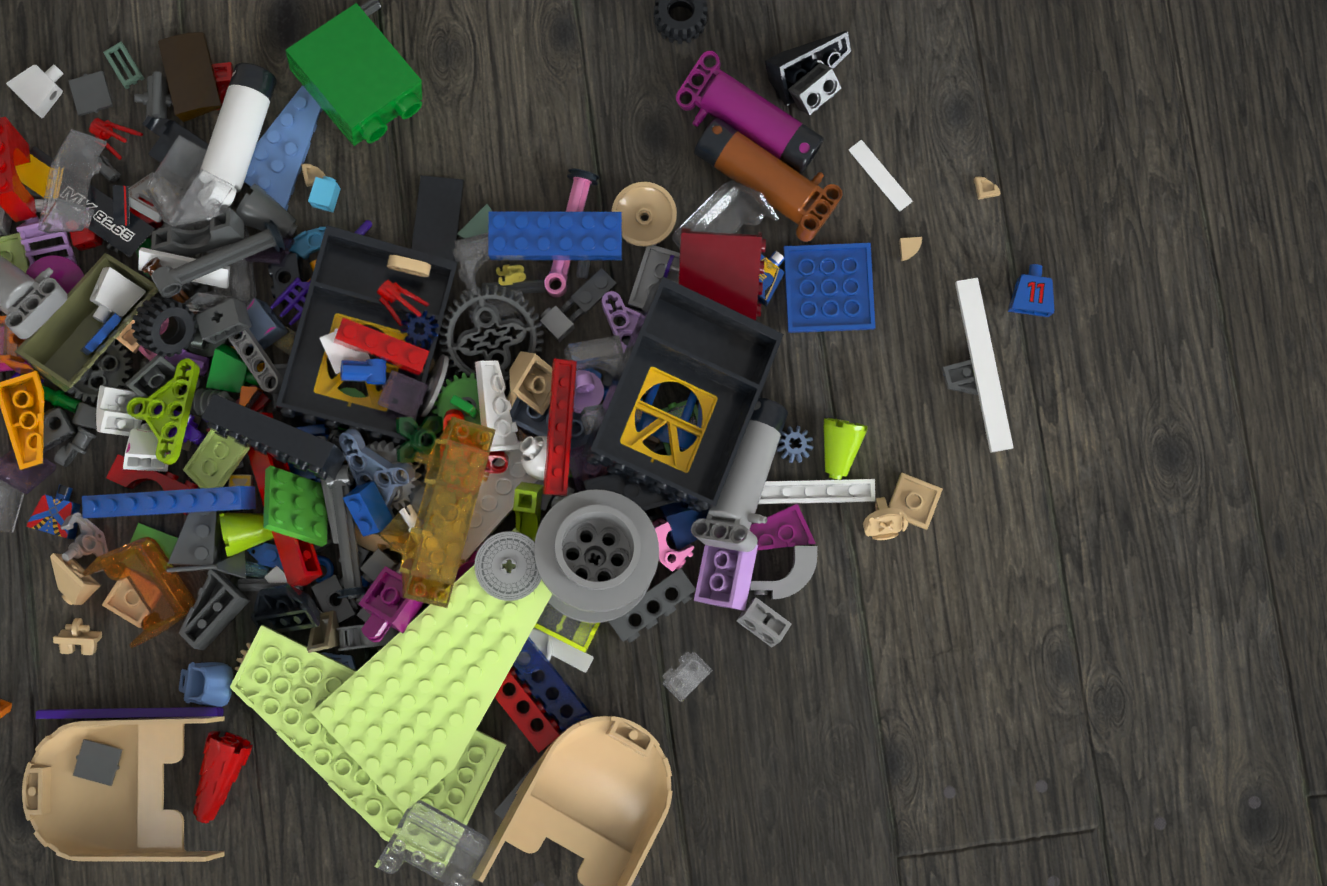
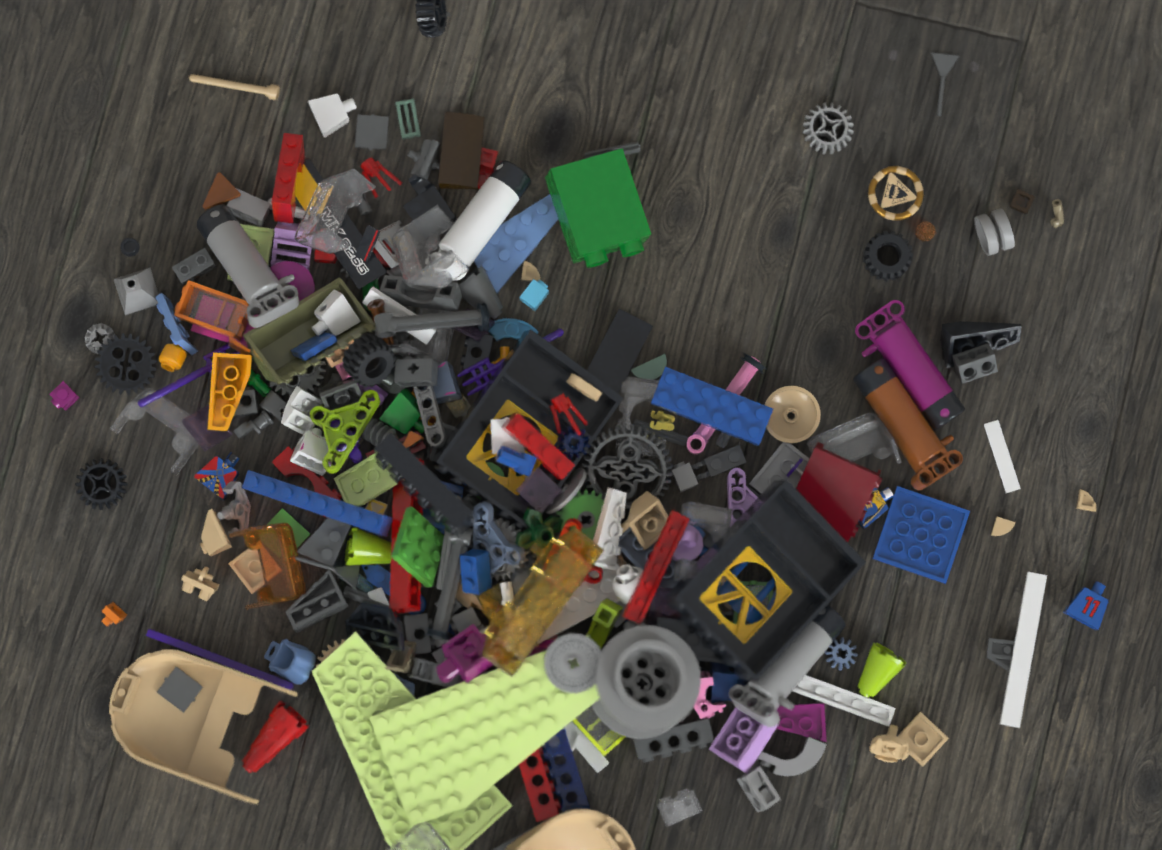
camera: 20 degrees right, 0 degrees up
(464, 406) = (585, 520): green tile -> none

